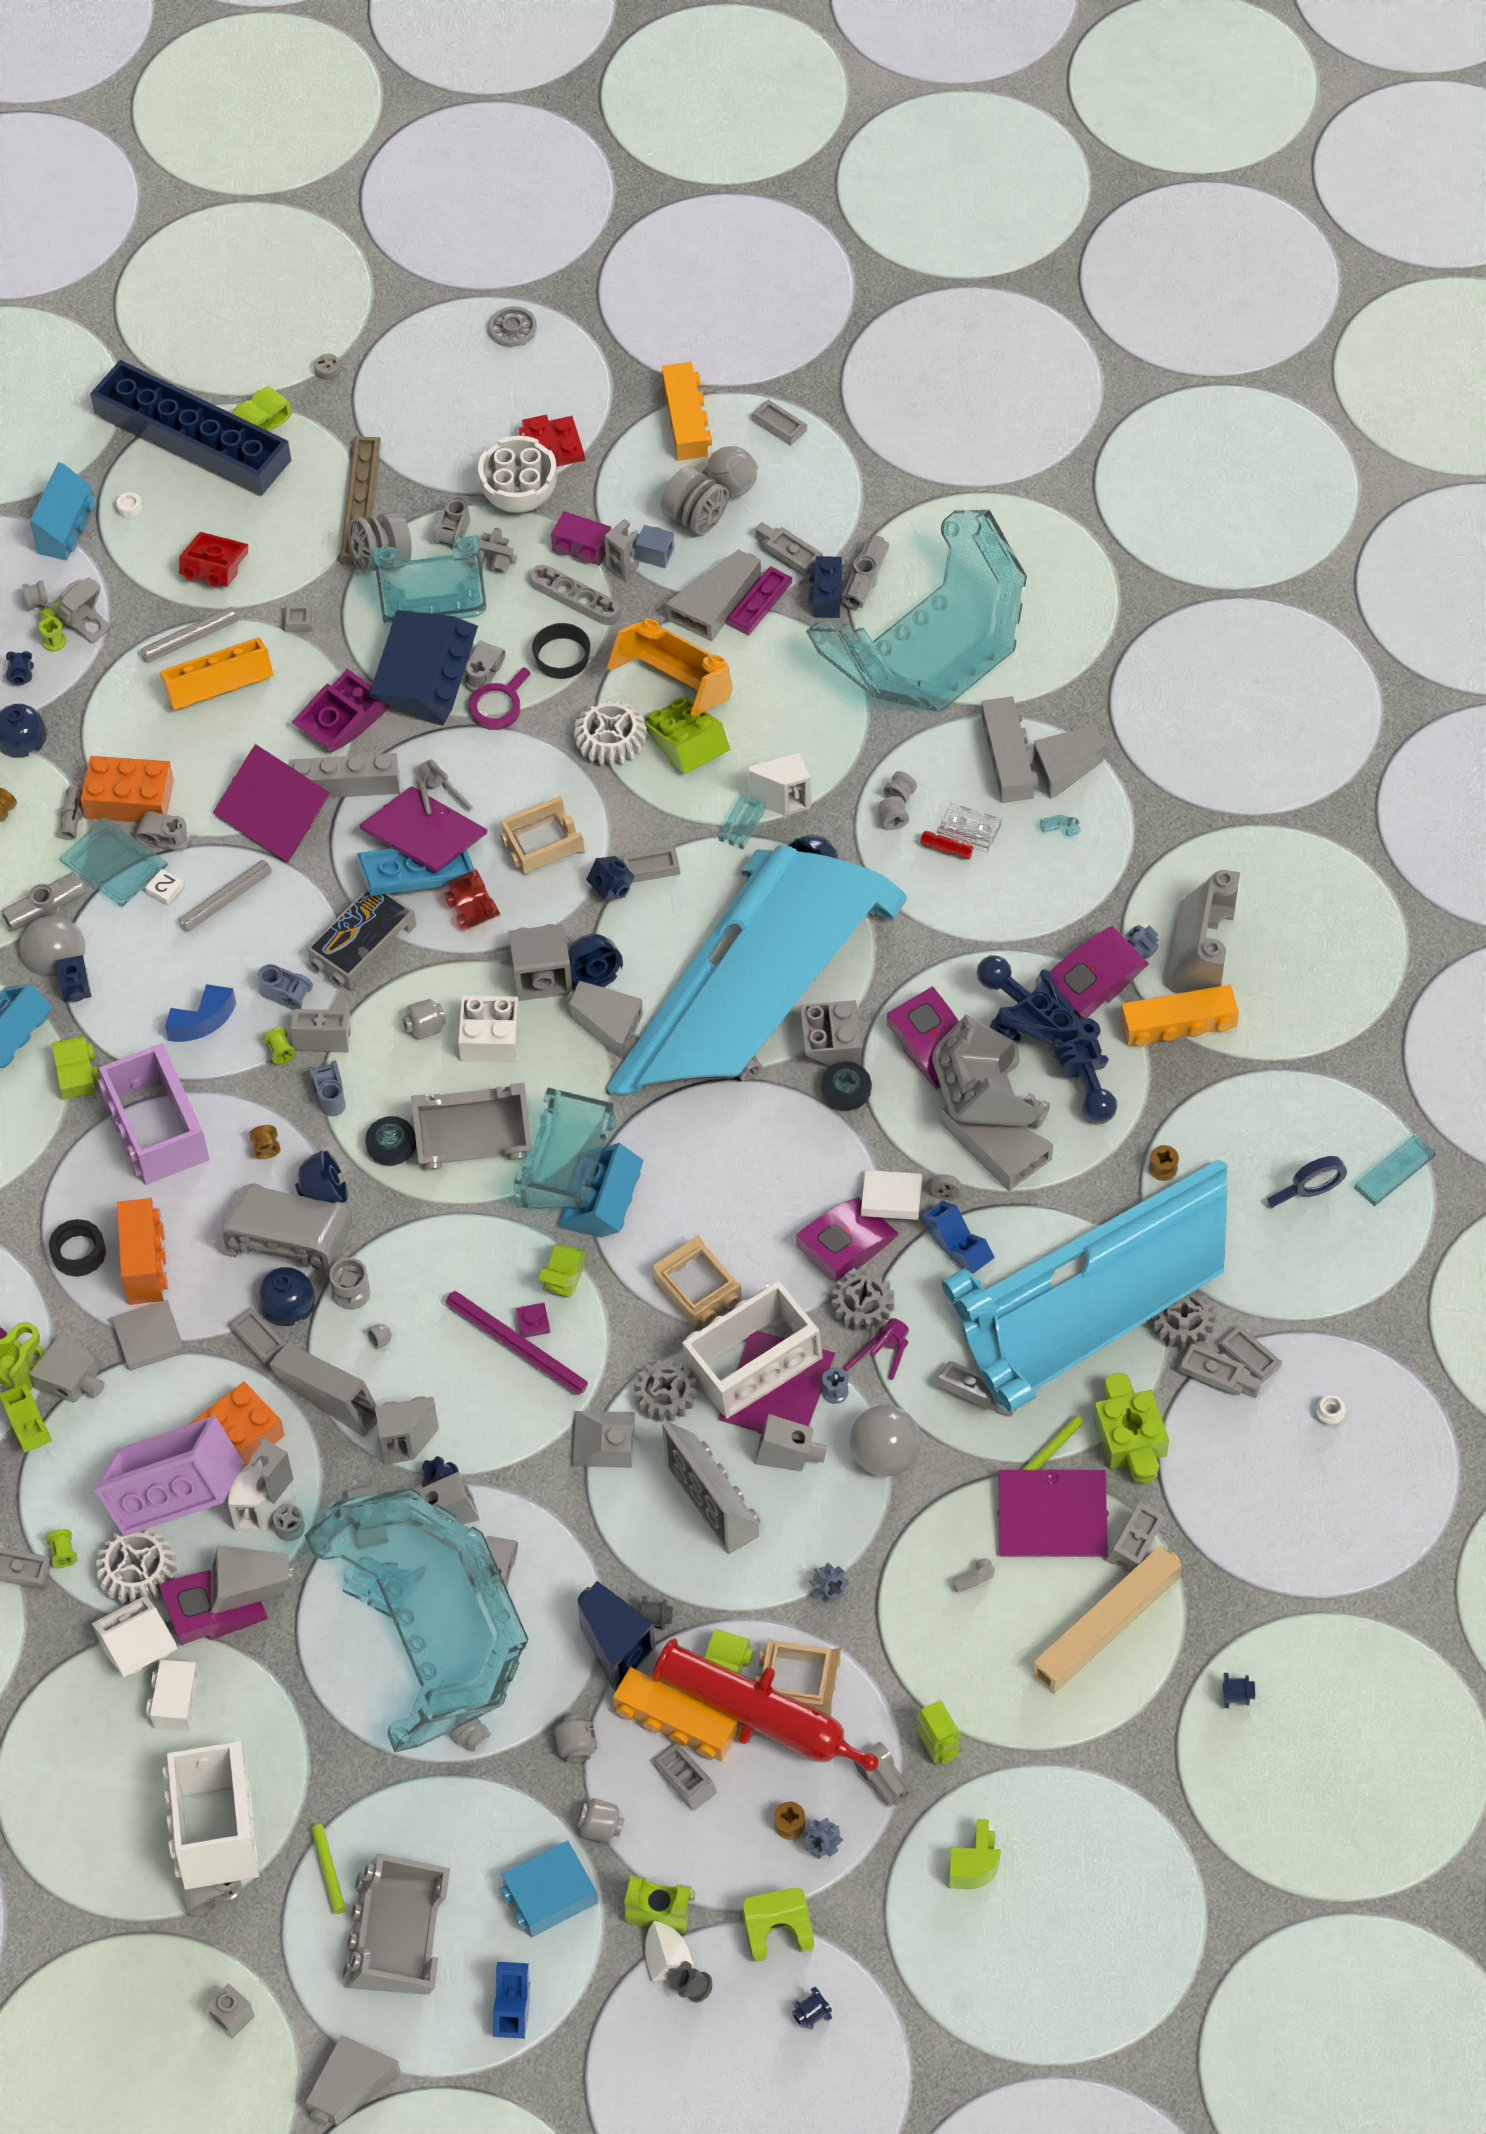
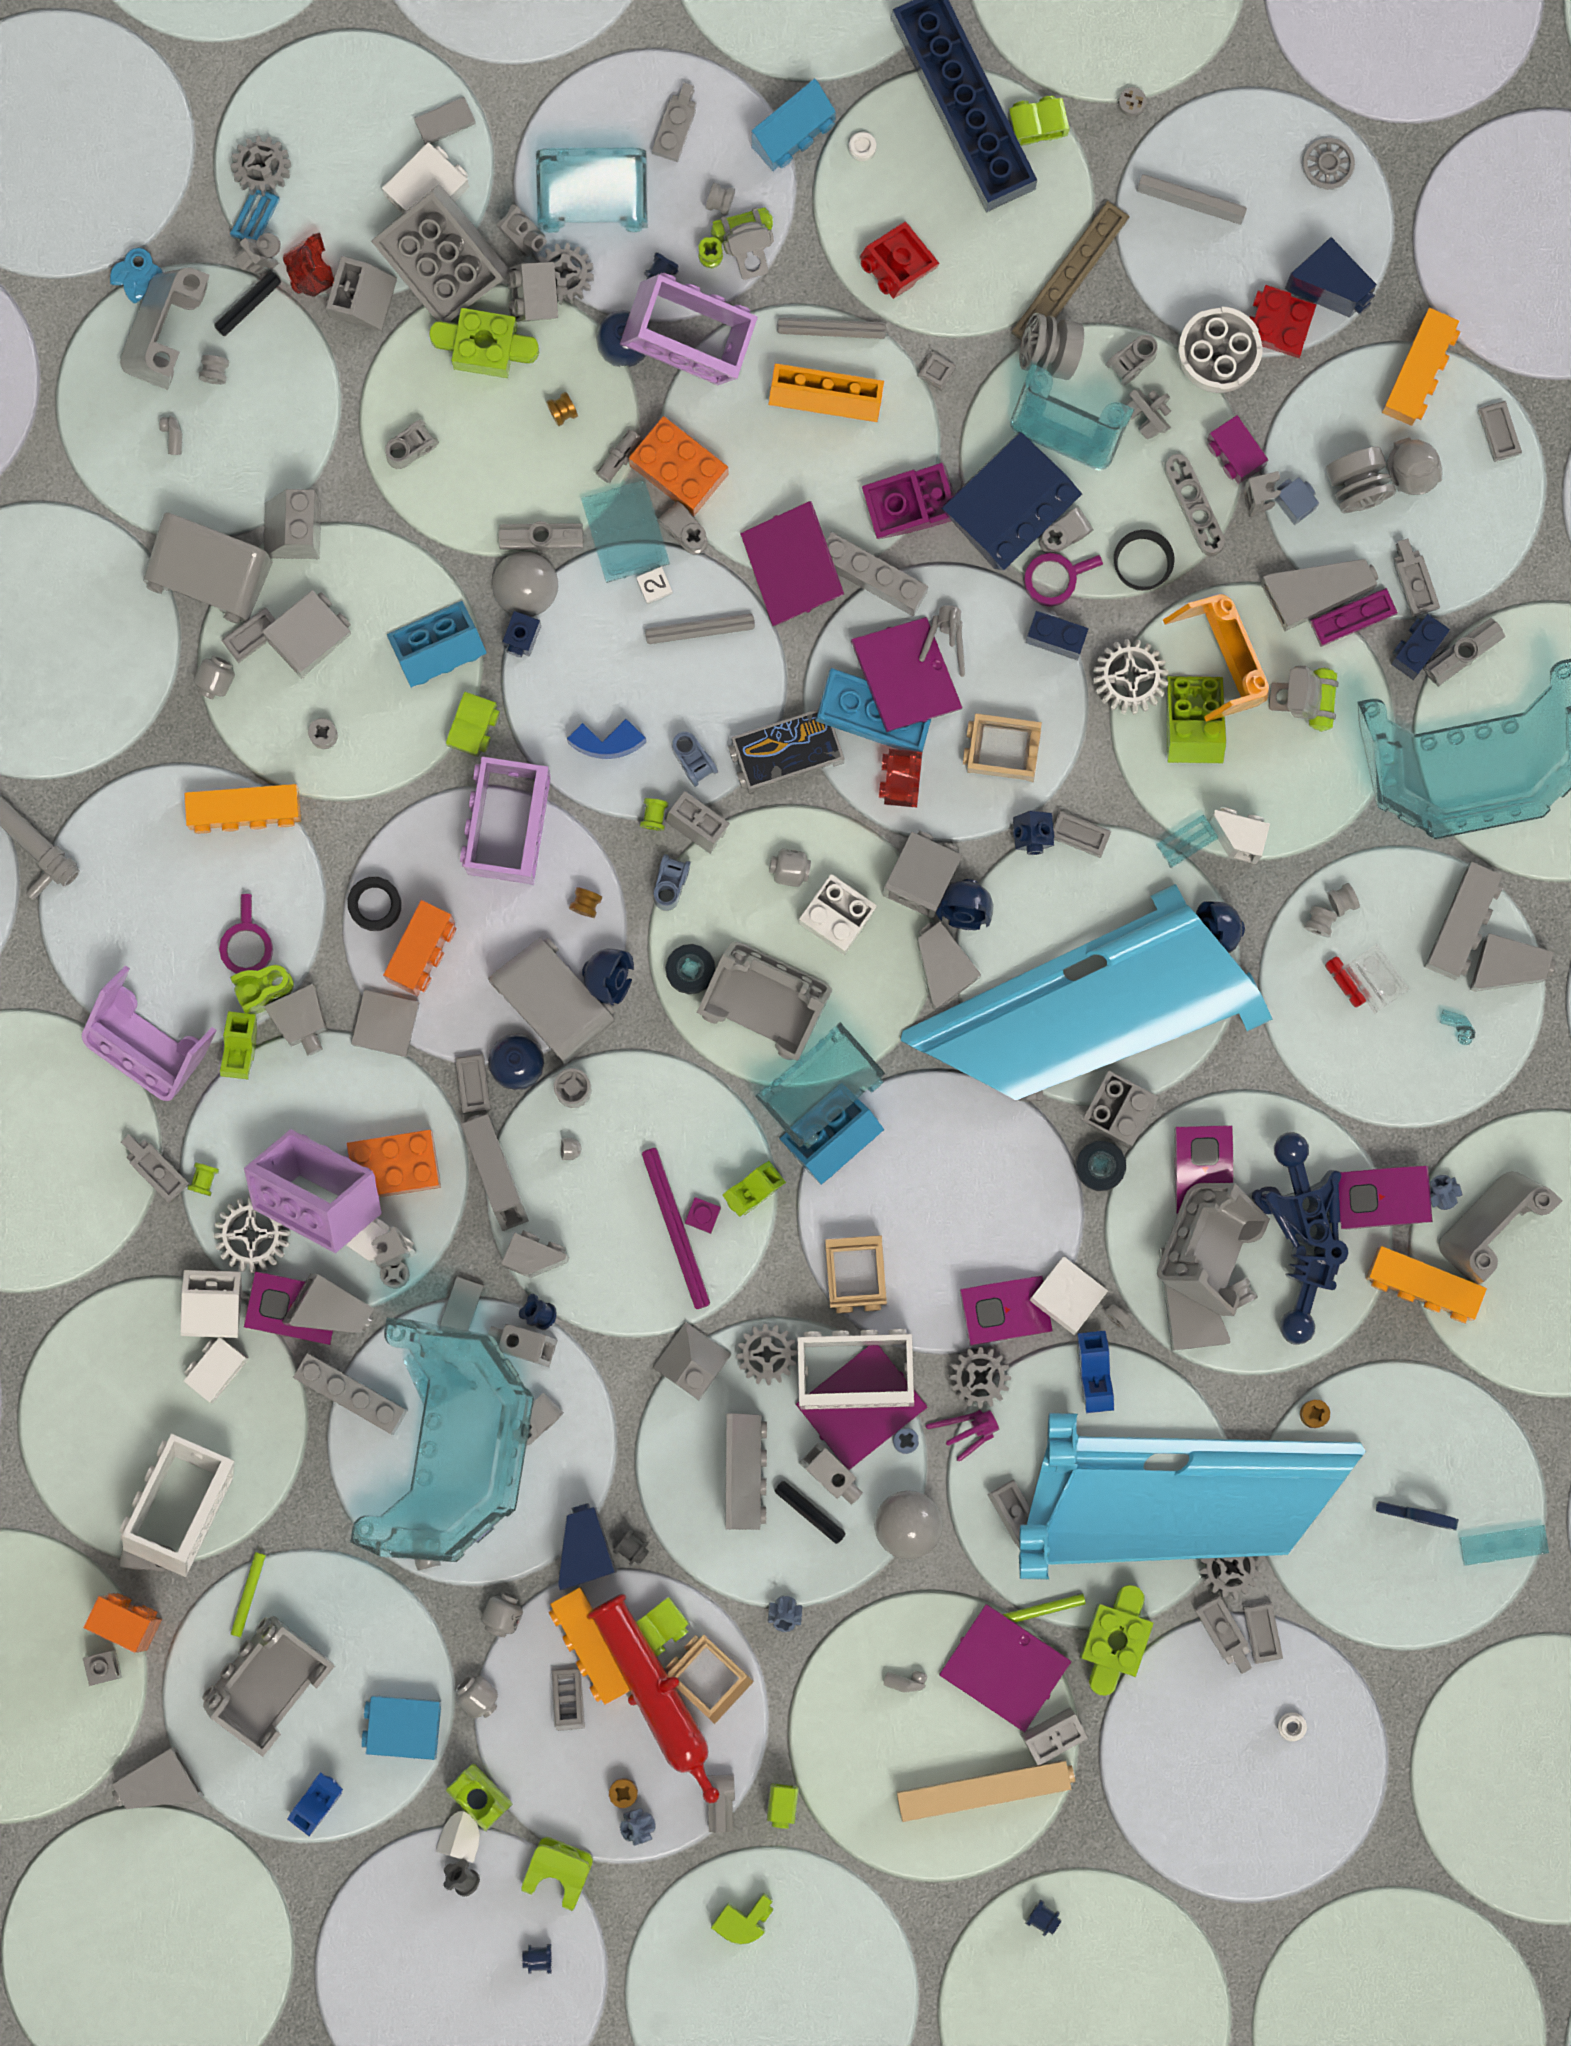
camera: 30 degrees right, 25 degrees up
(70, 701) = (681, 356): none -> lavender hose
(224, 1946) = (123, 1623): none -> orange brick
(312, 1639) = (350, 1394): none -> light grey brick
(421, 399) = (1191, 199): none -> light grey tile
(528, 736) = (1057, 635): none -> dark blue brick
(574, 387) = (1332, 281): none -> dark blue slope
(767, 664) = (1309, 696): none -> light grey piece
(792, 1493) = (810, 1512): none -> black axle

